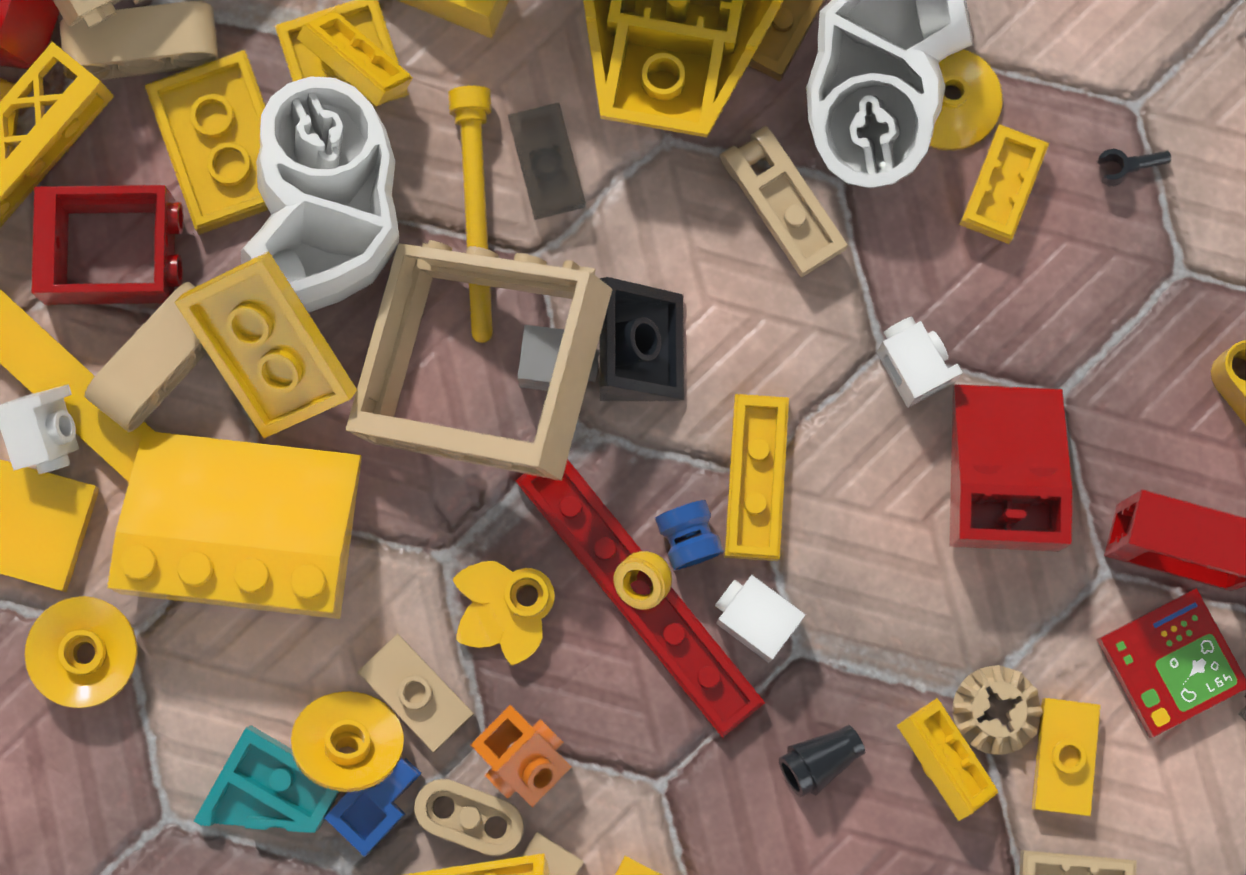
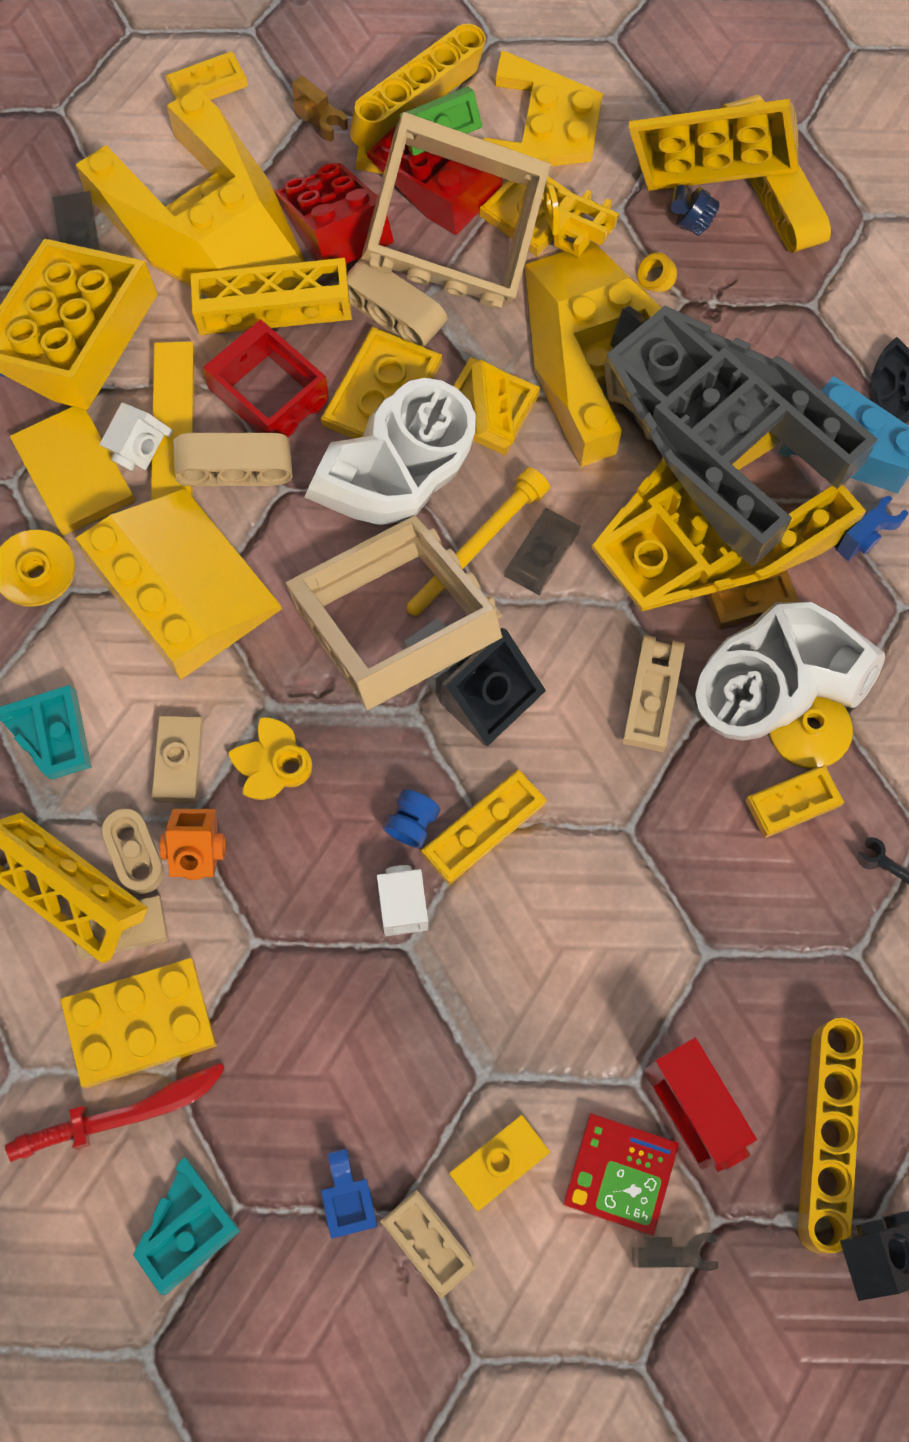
camera: 45 degrees right, 10 degrees down
(266, 345) = (289, 498): yellow plate -> none
(352, 722) = (116, 731): yellow dish -> none
(370, 813) = (85, 793): blue plate -> none
(654, 567) = (361, 816): yellow piece -> none
(666, 629) = (352, 830): red tile -> none
(818, 761) = (355, 1016): black cone -> none
(916, 361) = (640, 849): white brick -> none
(947, 759) = (427, 1090): yellow plate -> none
(972, 701) = (498, 1113): tan gear -> none
(1010, 469) = (632, 960): red slope -> none

